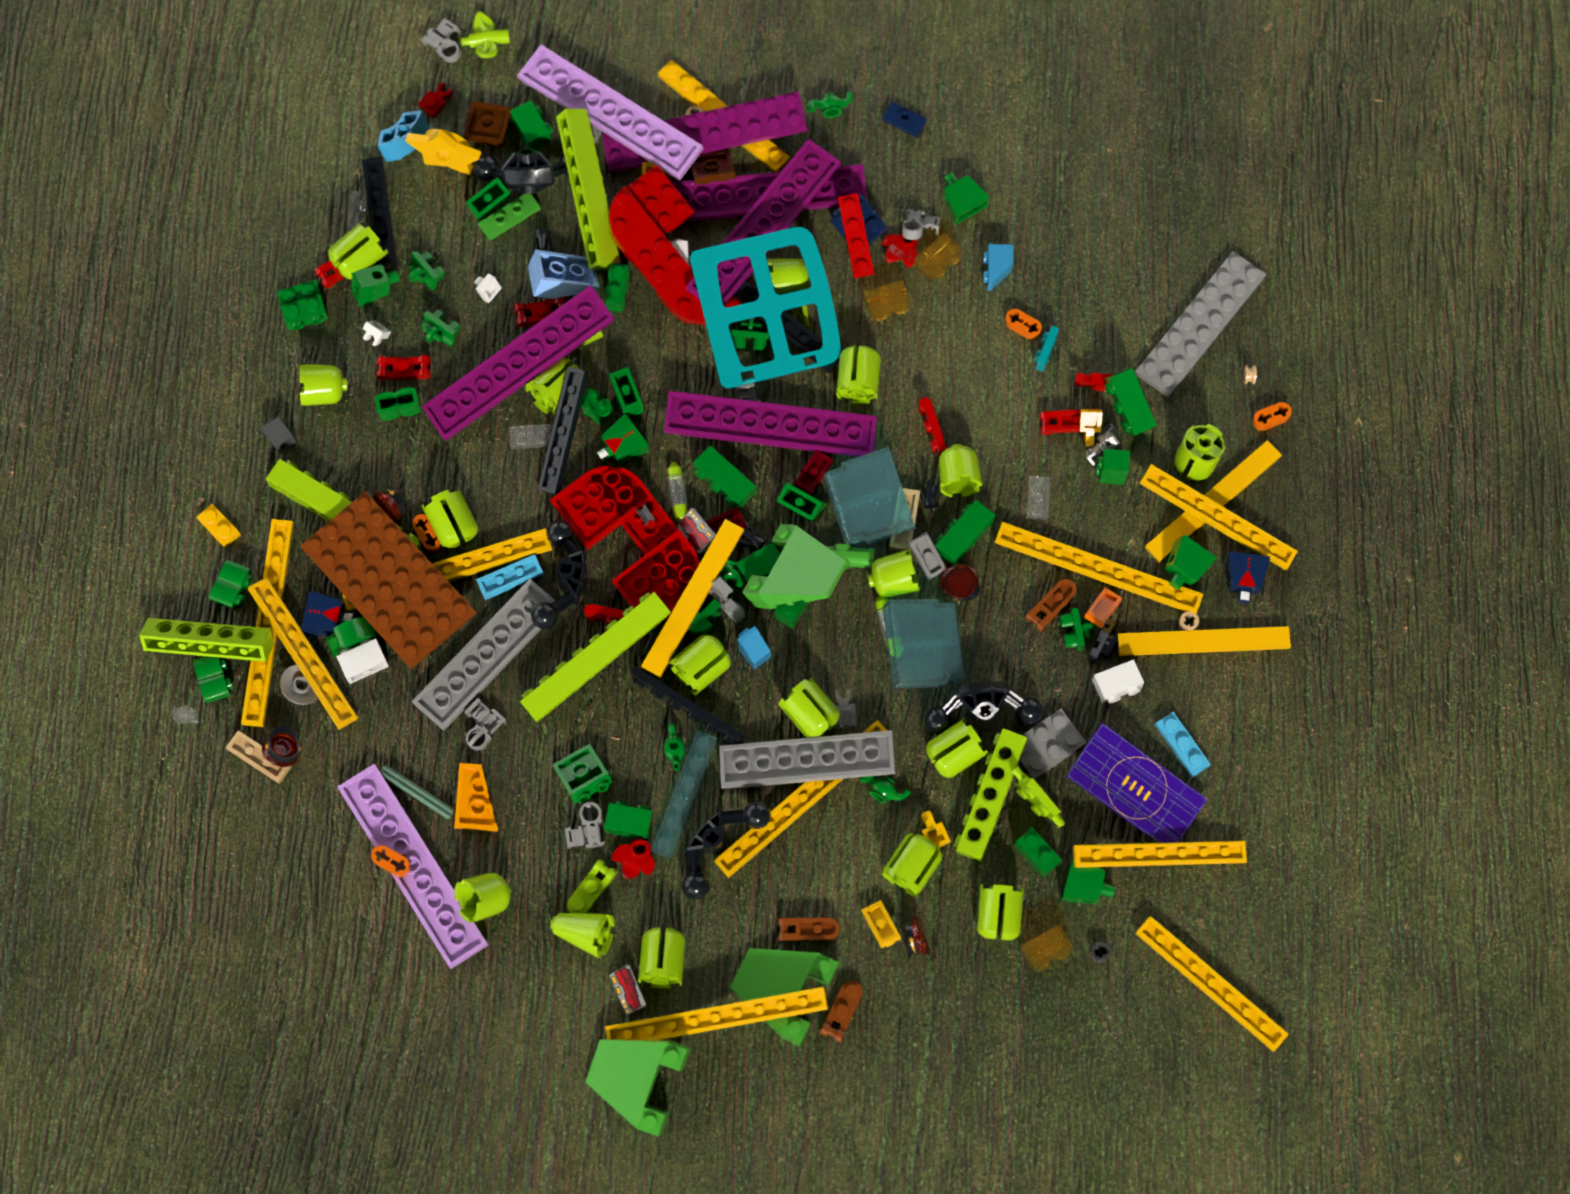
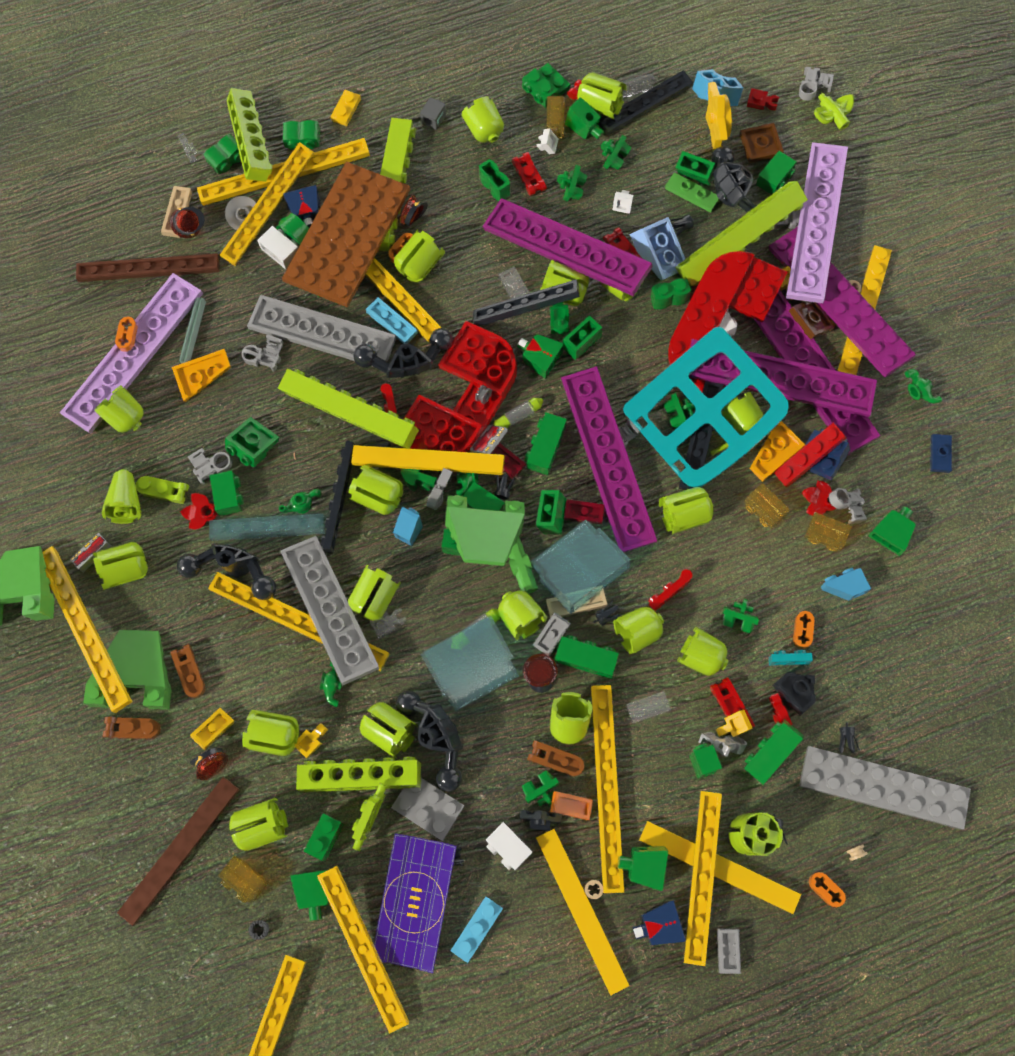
camera: 70 degrees right, 0 degrees up
(311, 815) = (147, 267): none -> copper tile
(350, 310) = (556, 114): none -> clear yellow brick
(837, 267) = (776, 450): none -> light orange wing
(990, 1004) = (178, 851): none -> copper tile
(993, 369) = (748, 620): none -> green hips
(1008, 423) = (704, 653): none -> lime cylinder
(1021, 569) = (570, 718): none -> lime cylinder
(1080, 357) = (796, 691): none -> black plate
(1140, 330) = (849, 733): none -> black piece
(1292, 525) = (729, 951): none -> light grey plate

